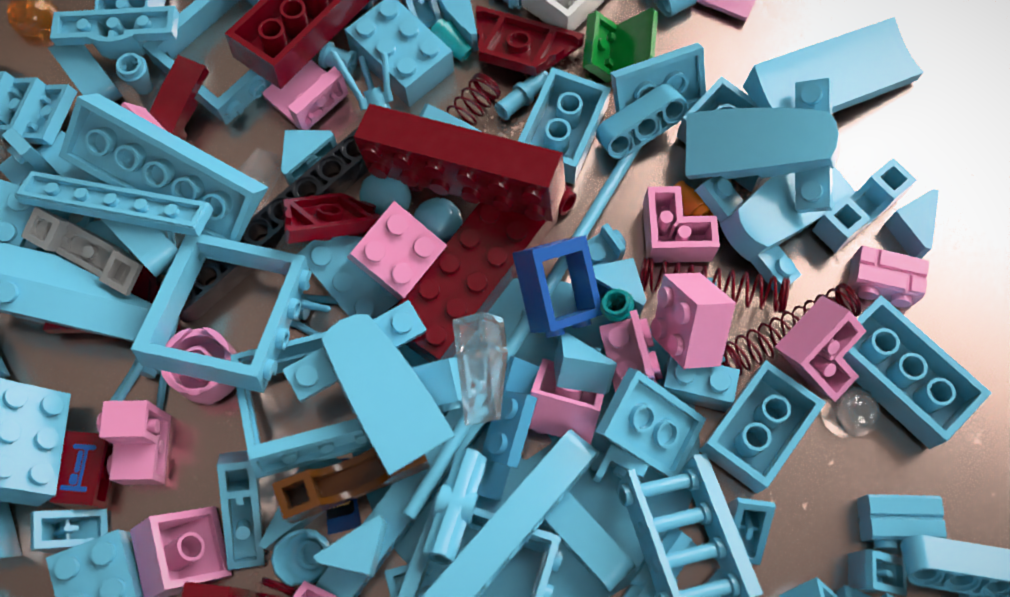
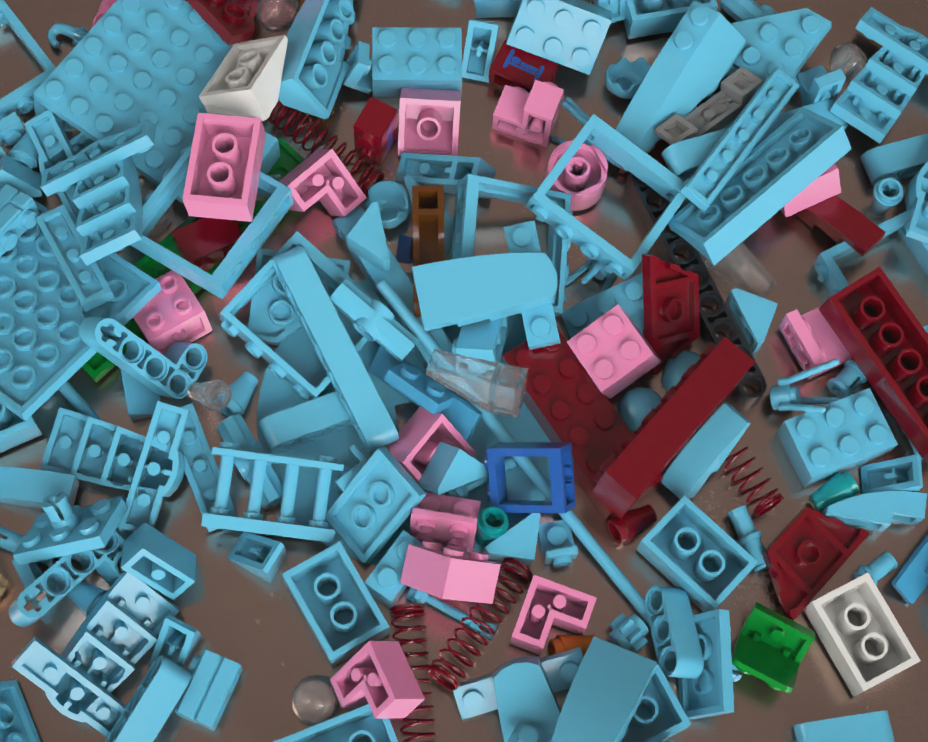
camera: 105 degrees right, 0 degrees up
(61, 354) = (626, 76): none -> medium azure hair
(657, 160) = (628, 632): none -> medium azure gear

